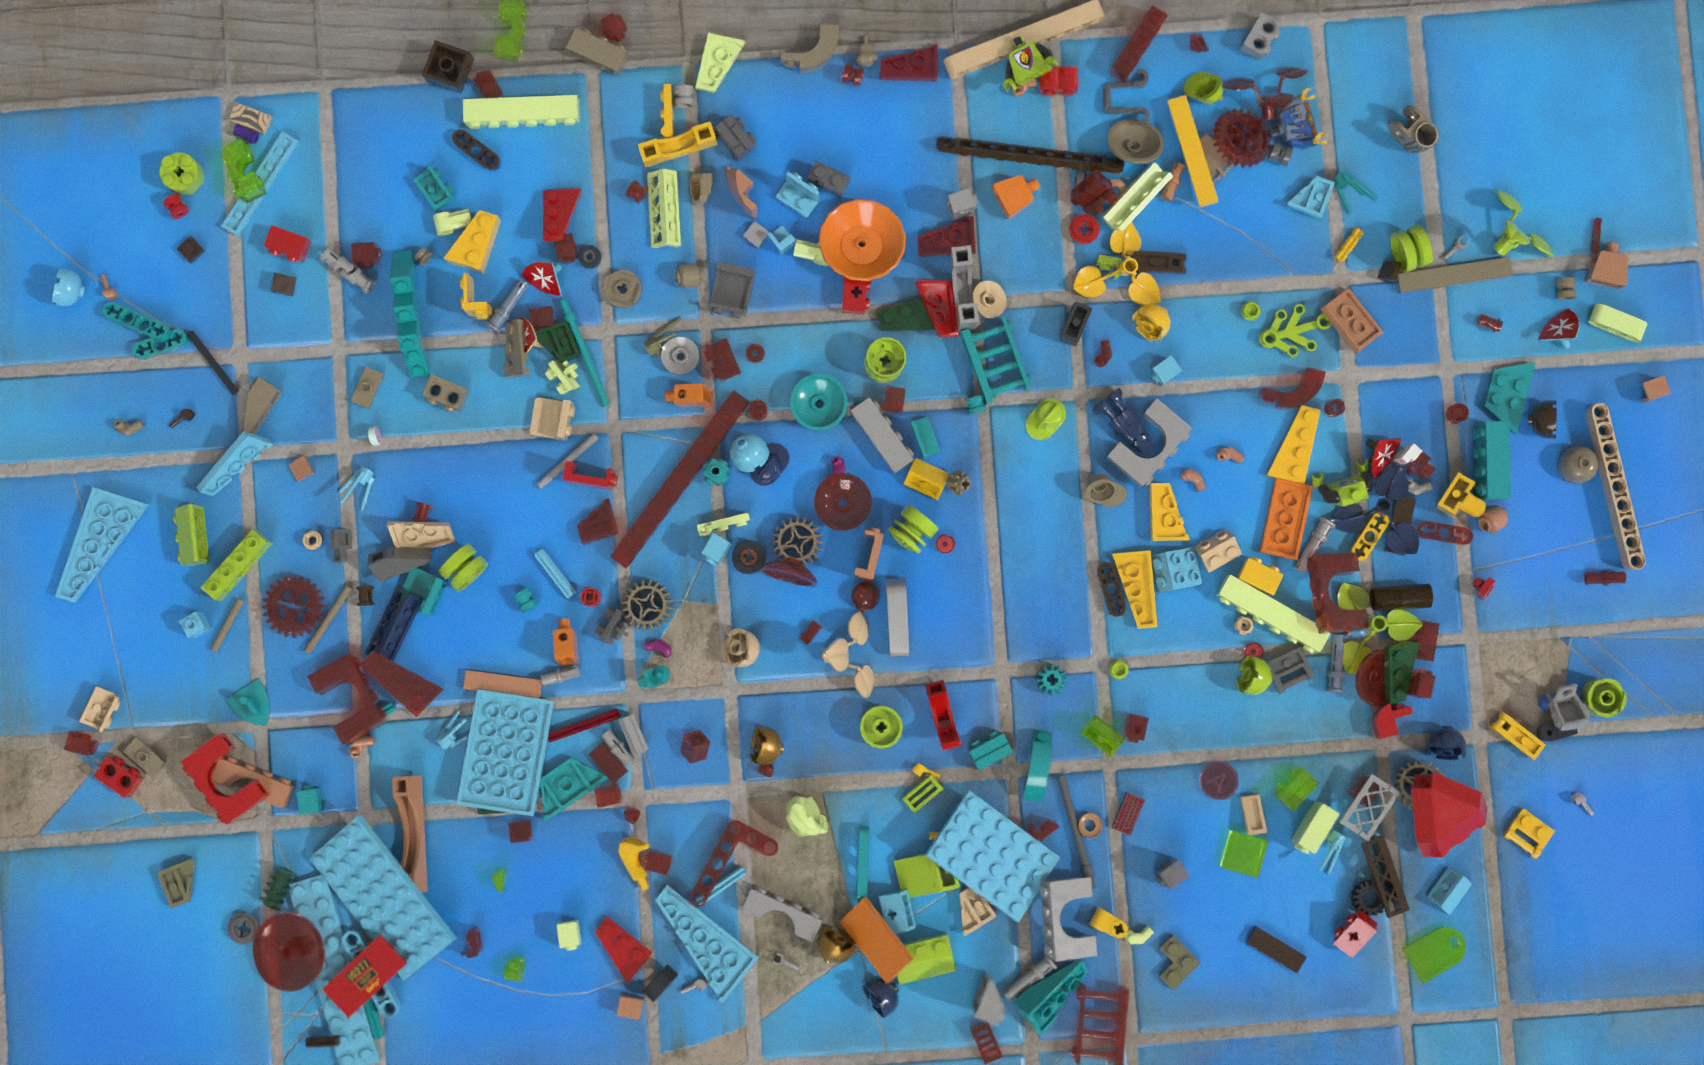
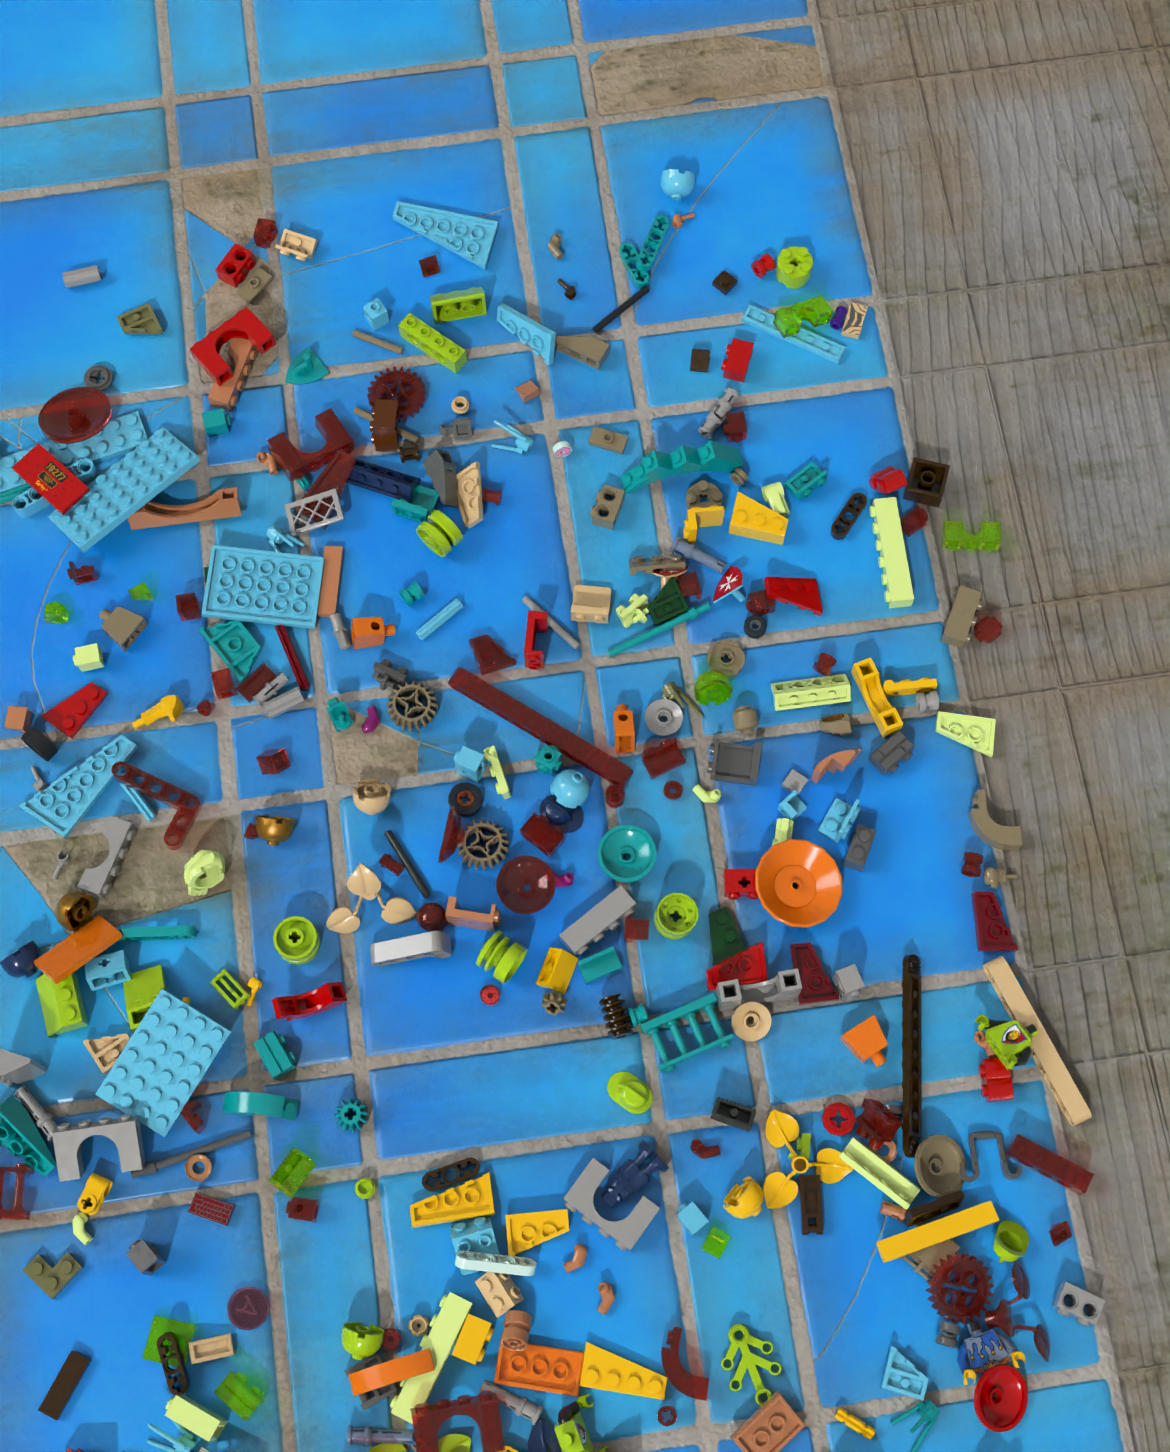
camera: 90 degrees right, 15 degrees down
(115, 947) = (82, 276): none -> light grey axle
(140, 564) = (429, 266): none -> clear red slope
(278, 888) = (134, 402): clear green piece -> none
(337, 619) = (385, 425): none -> reddish brown brick
(414, 709) = (318, 497): none -> light grey window
(433, 295) = (703, 489): none -> dark tan plate
(443, 105) = (887, 480): none -> red brick
(536, 900) = (122, 626): none -> dark tan torso
(593, 599) = (417, 656): red wheel -> none
(652, 304) = (712, 687): none -> clear neon green cylinder
(657, 861) = (159, 735): clear red brick -> none
(764, 320) = (707, 796): none -> yellowish green arm
(791, 483) = (542, 834): none -> clear red brick
(808, 618) = (407, 863): none -> pearl dark grey bar
(977, 424) = (615, 1016): none -> dark brown piece
(1104, 491) = (556, 1156): dark tan piece -> none
(1172, 151) = (934, 1208): none -> dark brown tile
(1186, 351) = (716, 1242): none -> clear neon green slope
(1194, 571) = (495, 1263): none -> light aqua beam
(1250, 311) = (767, 1312): lime plate -> none
(1253, 535) = (516, 1331): none -> nougat wheel
(1273, 851) = (183, 1376): none -> dark brown beam
(1287, 649) = (391, 1372): none -> orange slope
(1337, 114) = (1000, 1398): none -> red dish

